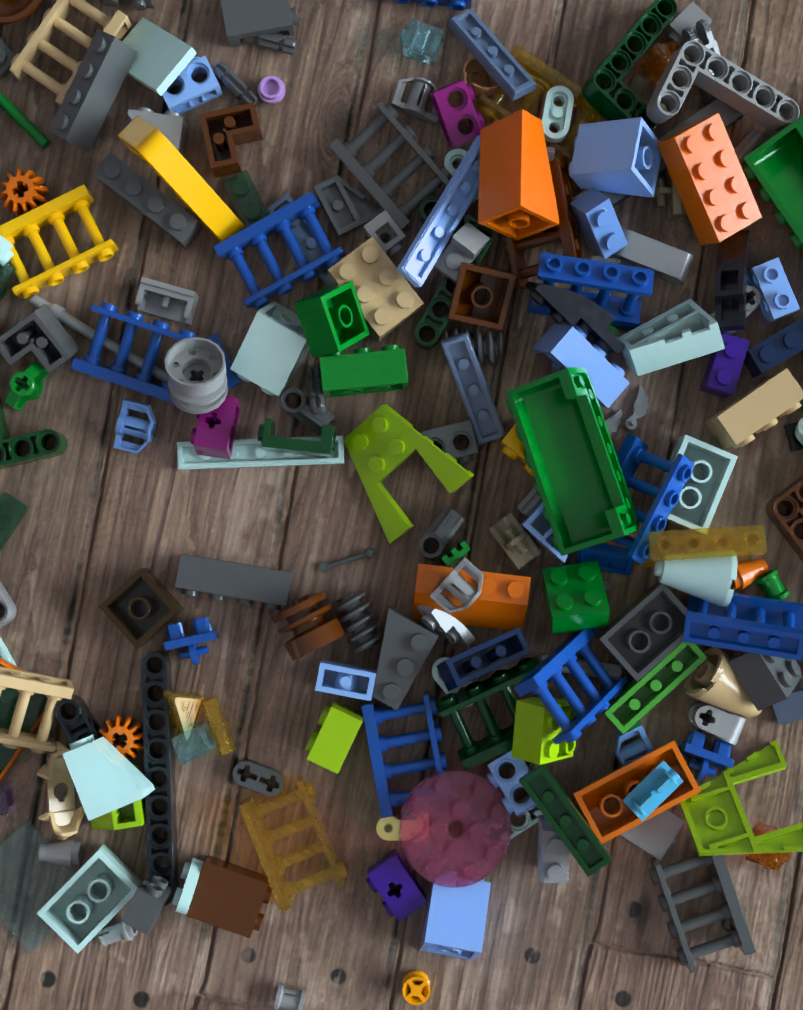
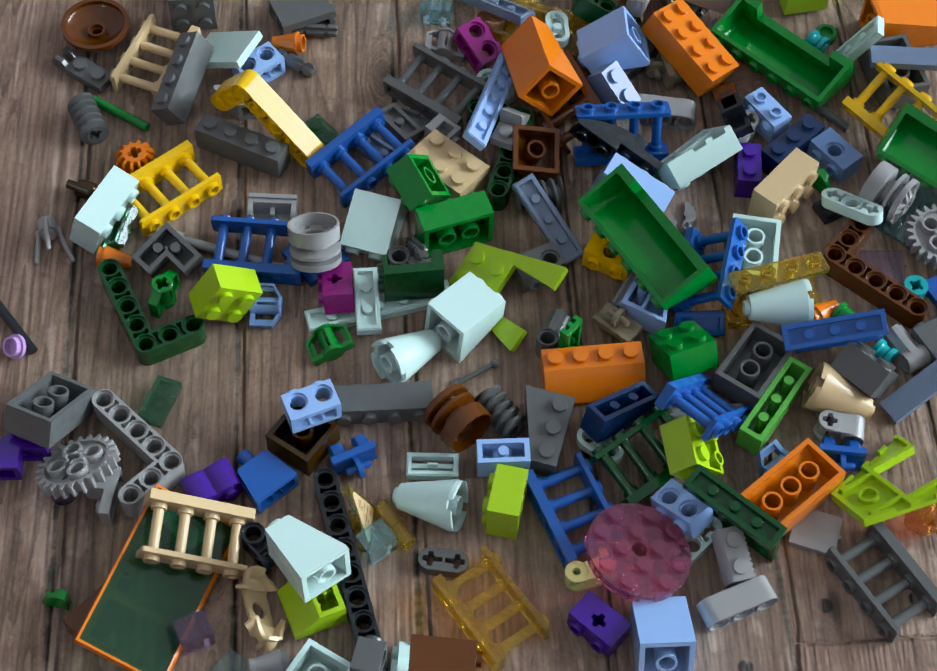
camera: 15 degrees left, 30 degrees down
(38, 639) = (215, 482): none -> dark purple brick
(87, 417) = (225, 293): none -> lime brick
(93, 642) = (265, 478): none -> blue torso
(150, 595) = (313, 411): none -> light blue brick
(195, 490) = (334, 349): none -> green piece
(225, 130) = (300, 86): reddish brown brick -> none
(234, 55) = (290, 42): none -> orange cone
(246, 448) = (367, 301): none -> light aqua tile
(250, 657) = (432, 469): none -> light aqua tile
(261, 715) = (434, 501): none -> light aqua cone
(271, 90) = (325, 59): lavender plate -> none
(274, 528) = (404, 354): none -> light aqua cone
(348, 496) = (464, 315): none -> light aqua slope
(444, 622) = (575, 387): light grey slope -> none
(459, 587) = (581, 352): light grey piece -> none
(535, 897) = (737, 603): none -> light grey beam
(652, 790) = (804, 475): medium azure hinge -> none

